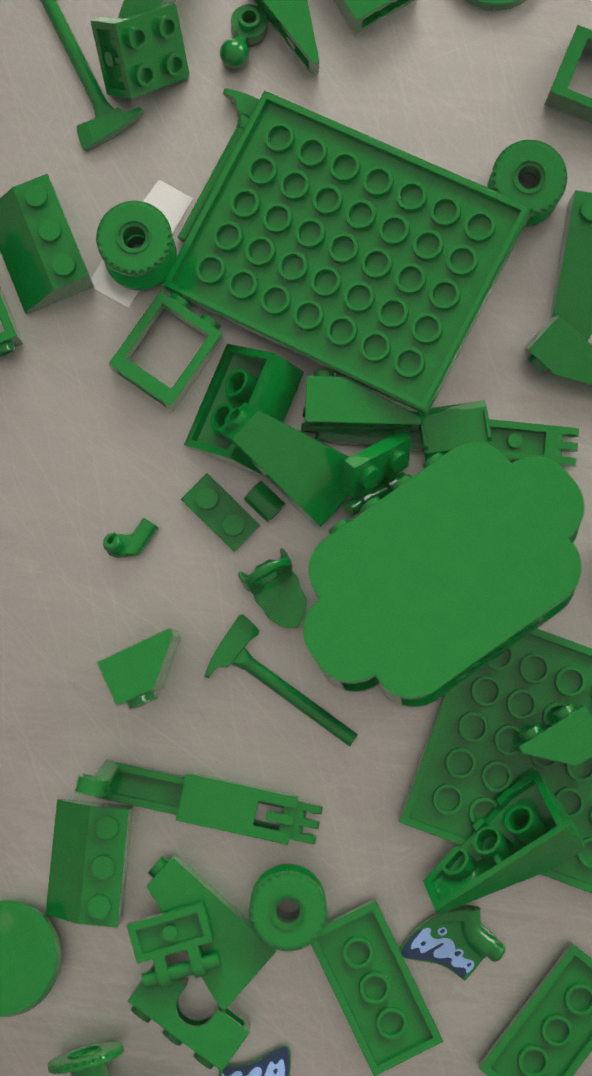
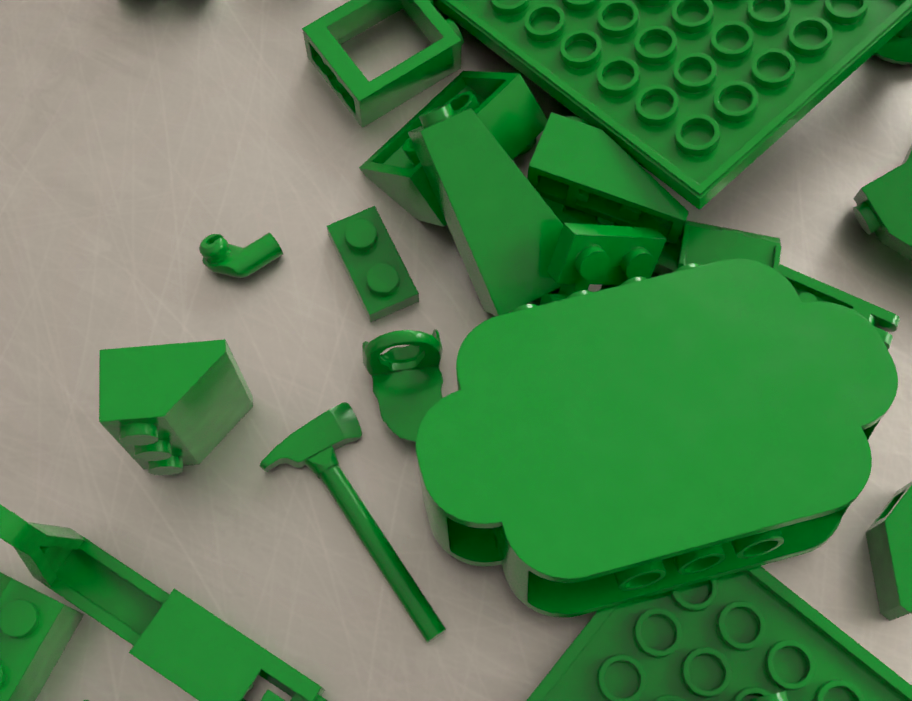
camera: 20 degrees right, 15 degrees down
(264, 501) = (436, 267): green hinge -> none

